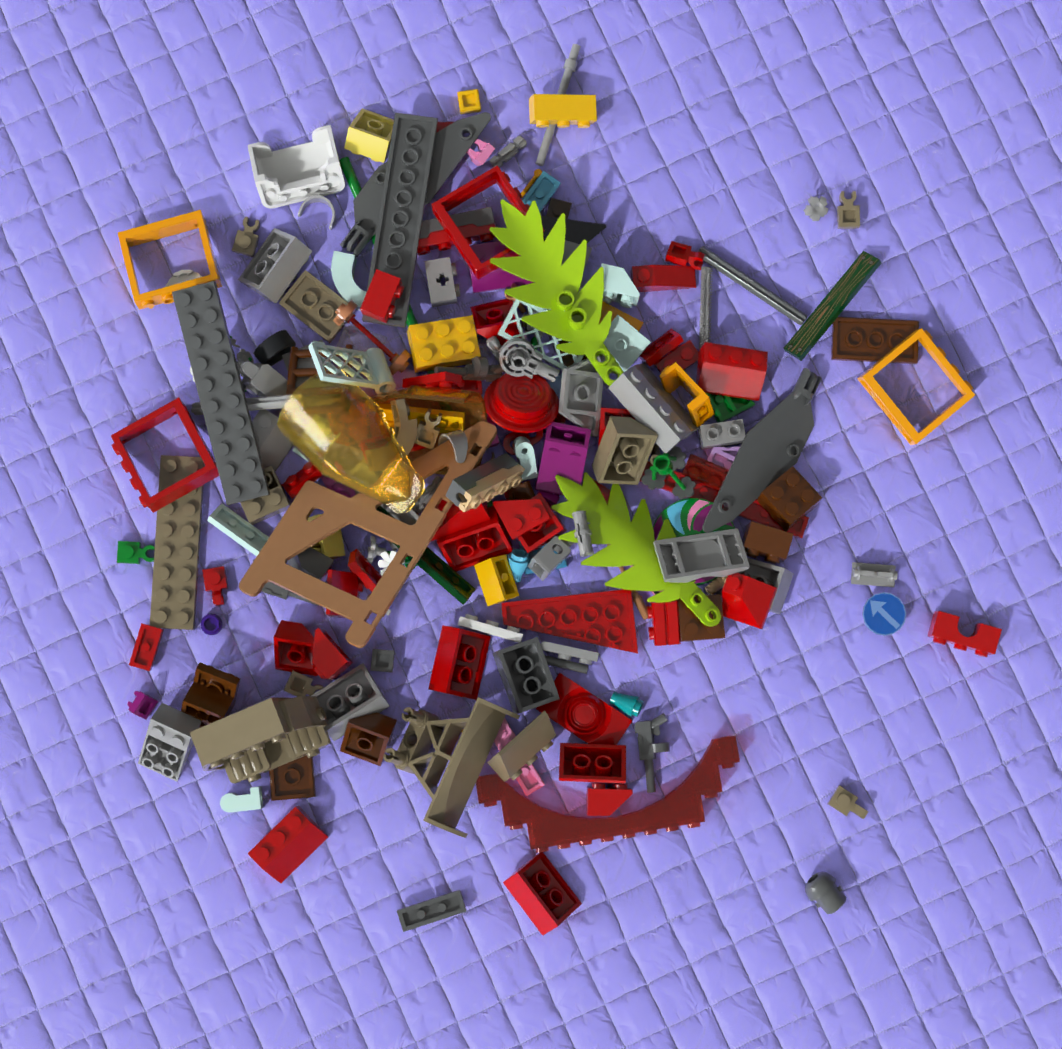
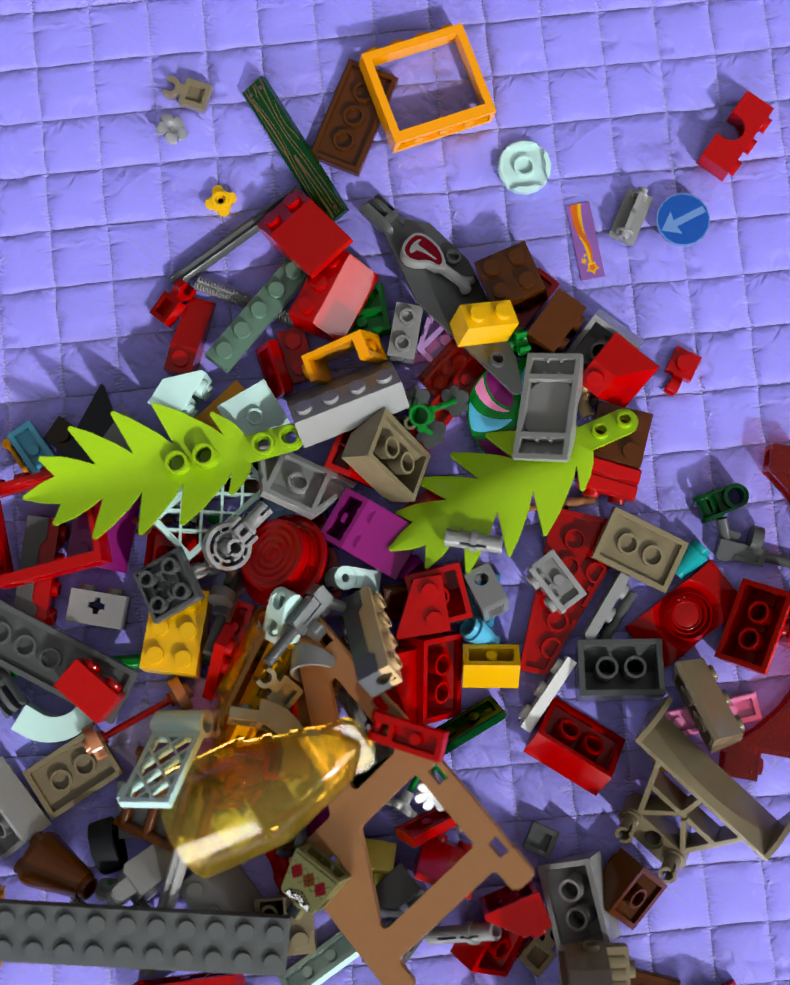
camera: 70 degrees left, 0 degrees up
(247, 316) = (55, 868): none -> reddish brown cone
(300, 500) = (312, 881): none -> olive torso
(300, 627) = (471, 932): none -> light grey pin
(320, 480) = (288, 849): none -> black tile
(426, 530) = (408, 736): none -> red plate
(475, 325) = (168, 585): none -> dark grey tile
(480, 413) = (280, 606): none -> light aqua leg
(483, 430) = (304, 620): none -> dark grey piece
(574, 606) = (555, 582): none -> light grey bracket
(620, 661) = (639, 549): none -> dark tan plate
(676, 710) = (716, 502): none -> dark green piece
(706, 323) = (256, 316): none -> sand green plate
(744, 519) = (519, 342): none -> green plate
(747, 487) = (483, 323): none -> yellow brick
(769, 333) = (304, 233): none -> red slope
(770, 268) = (224, 208): none -> yellow plate
(770, 650) = (681, 368): none -> red plate
(787, 427) = (424, 253): none -> light grey piece
(842, 546) = (585, 241): none -> medium lavender sticker
(882, 481) = (524, 167): none -> light aqua tile

